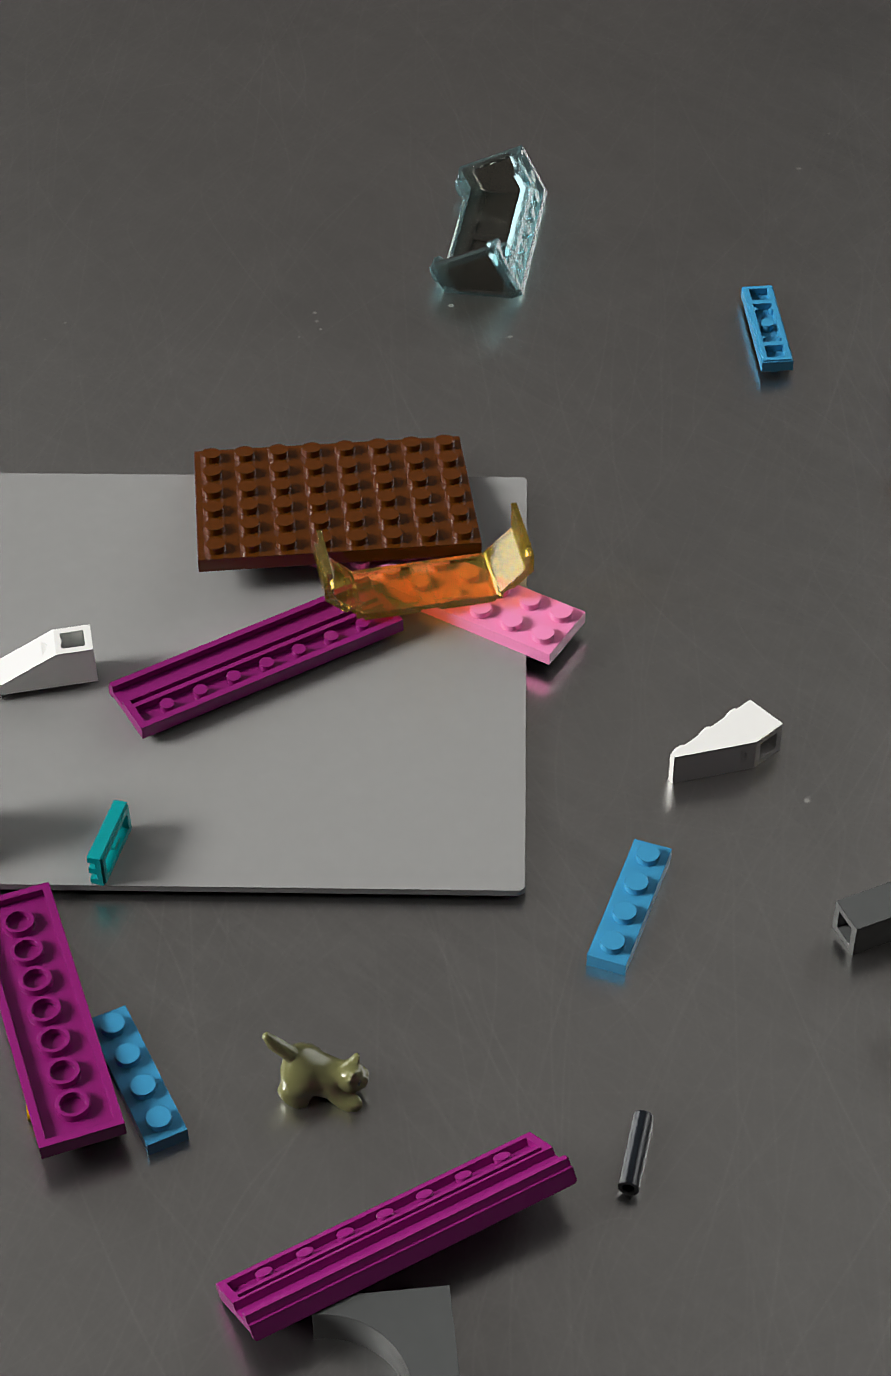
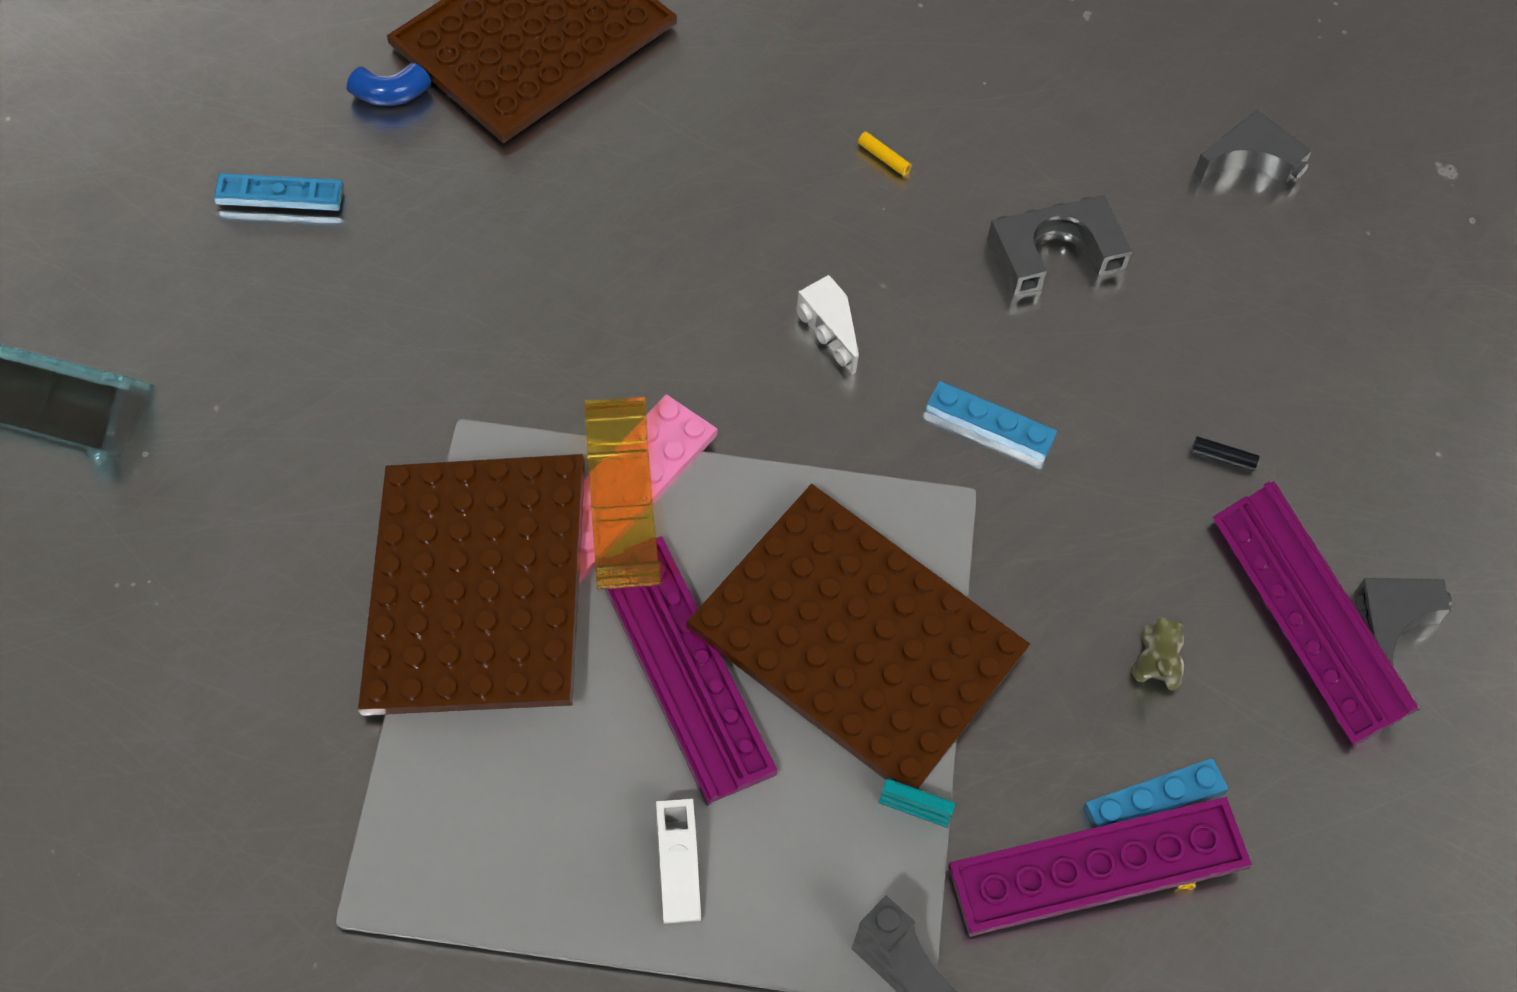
camera: 90 degrees left, 15 degrees up
(304, 790) = (858, 638): none -> reddish brown plate

